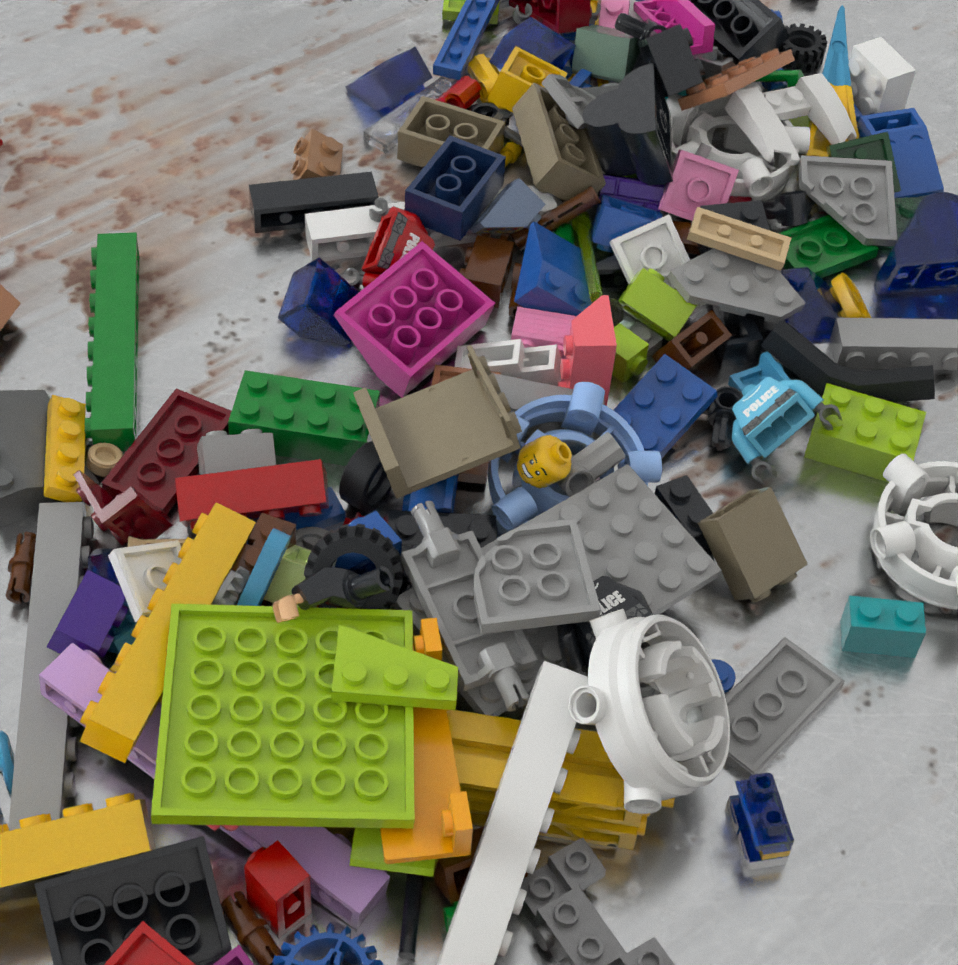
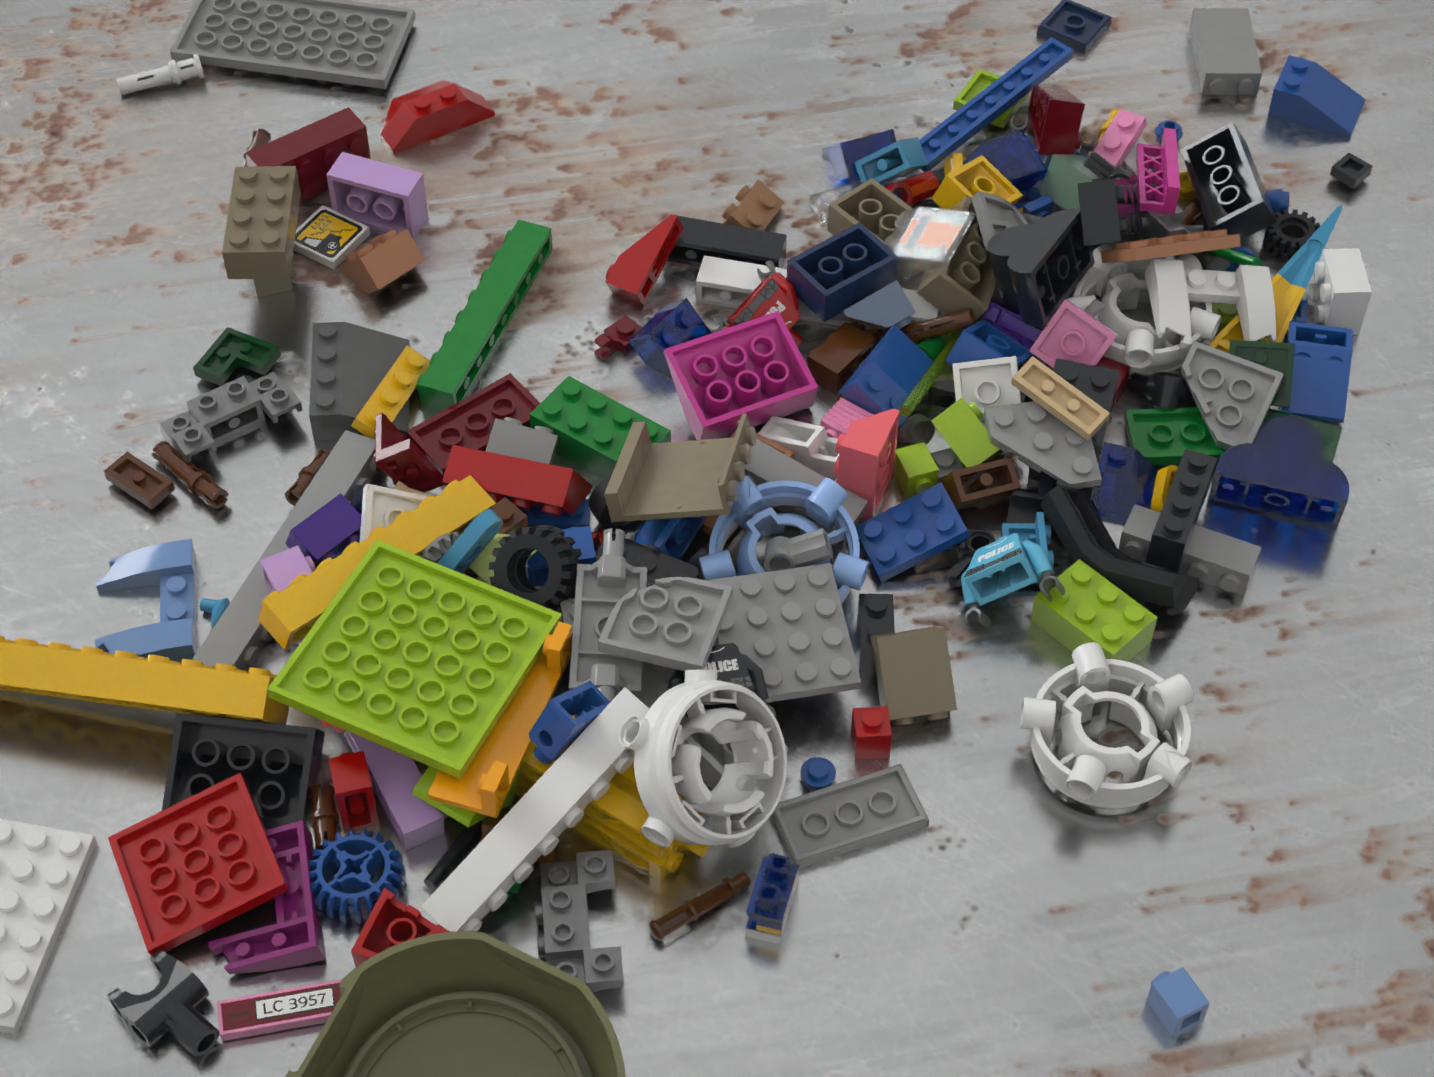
camera: 30 degrees right, 0 degrees up
(102, 458) = (421, 410): tan tile -> none
(247, 240) = (642, 263): none -> red slope
(261, 318) = (616, 338): none -> dark red plate
(335, 588) = (504, 570): black arm -> none
(390, 674) = (508, 654): lime wing -> none
(429, 77) = (892, 161): none -> dark azure slope
(496, 722) = (555, 726): none -> blue torso
(524, 131) = (926, 239): none -> clear slope
(544, 461) = (753, 534): yellow head -> none
(689, 860) = (699, 905): none -> reddish brown piece
(744, 617) = (871, 733): none -> red brick
(882, 626) = (991, 787): teal brick -> none
(889, 308) = (1181, 510): none -> black brick

